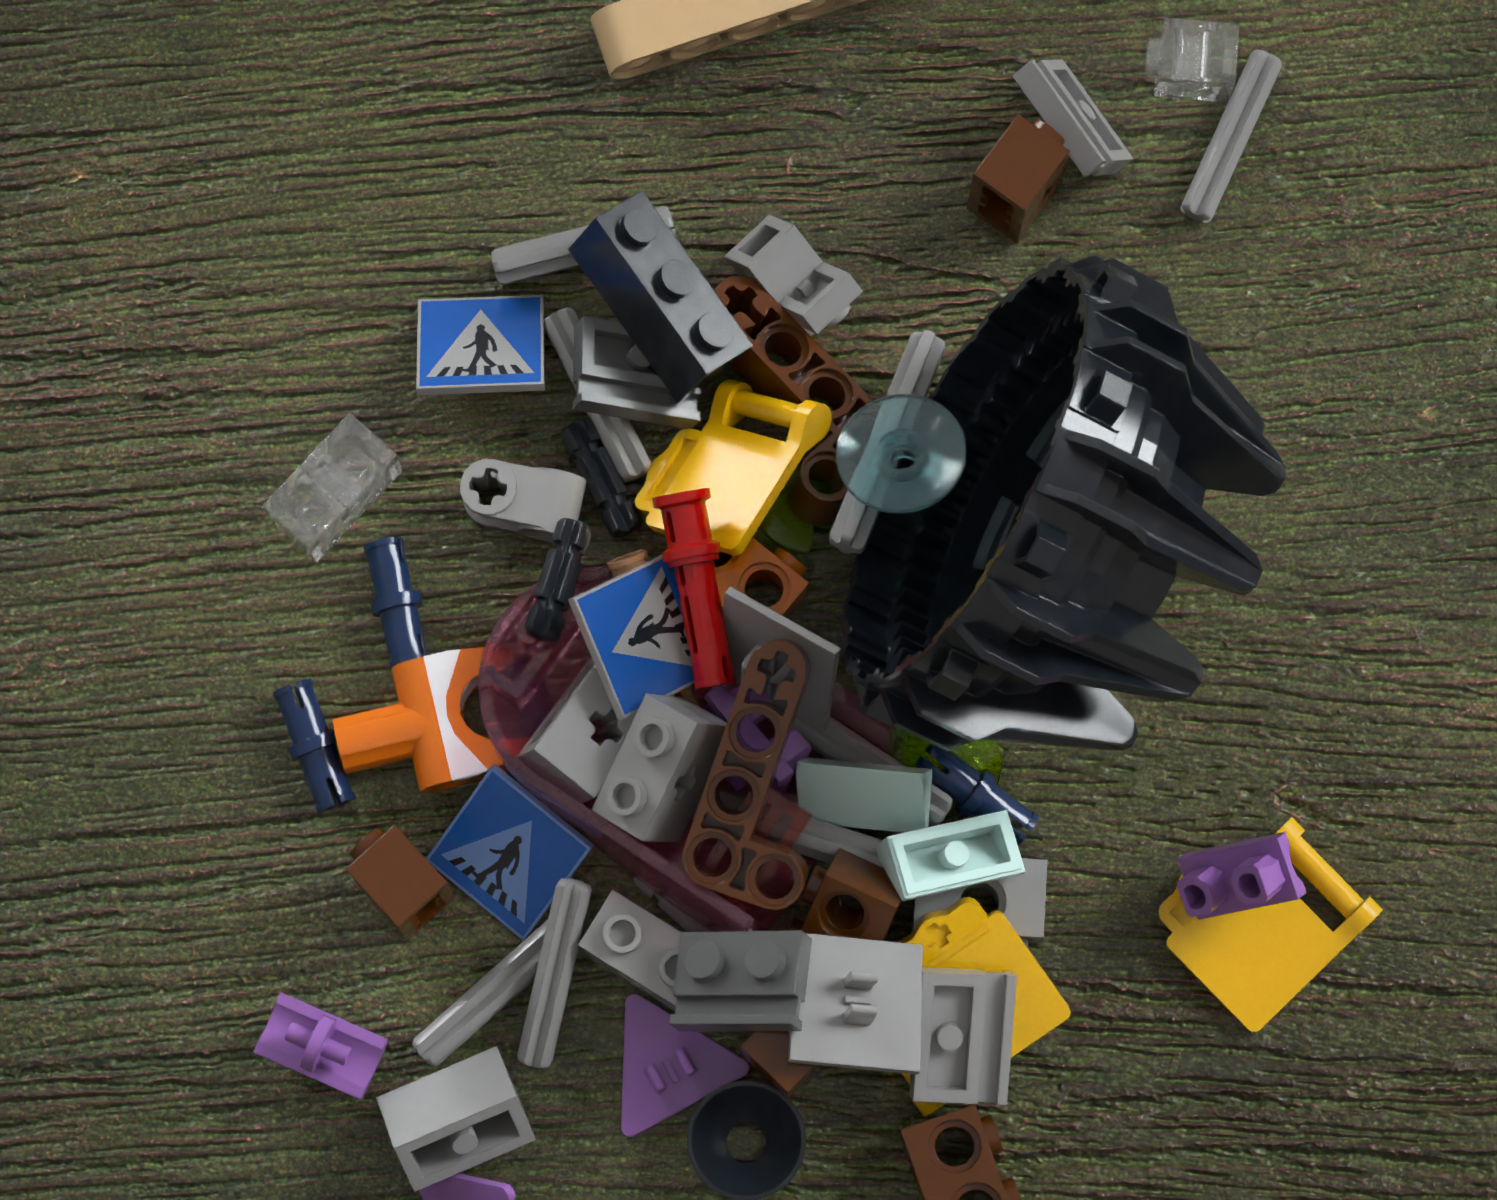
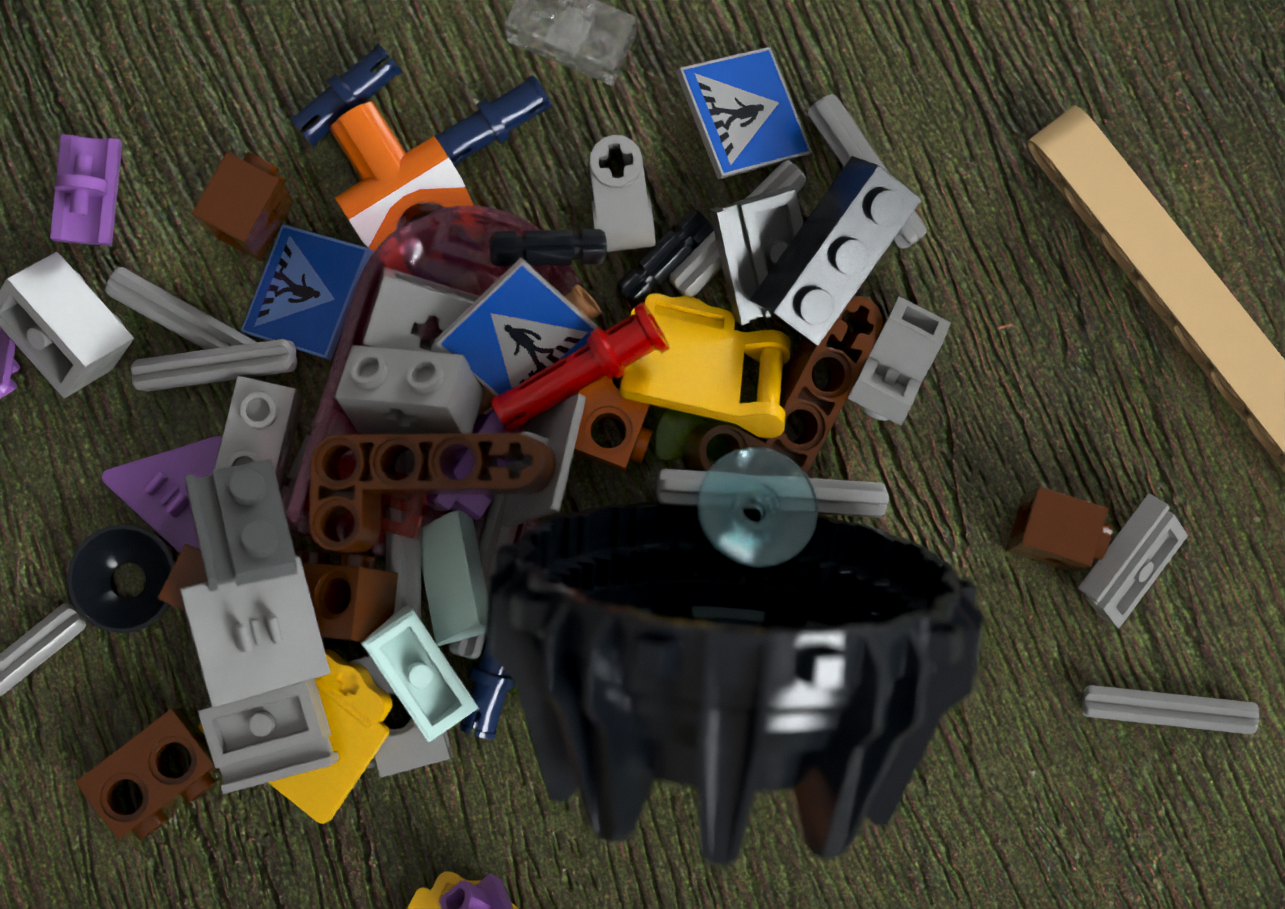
camera: 70 degrees right, 5 degrees up
(1193, 59) = (1227, 652): clear brick -> none

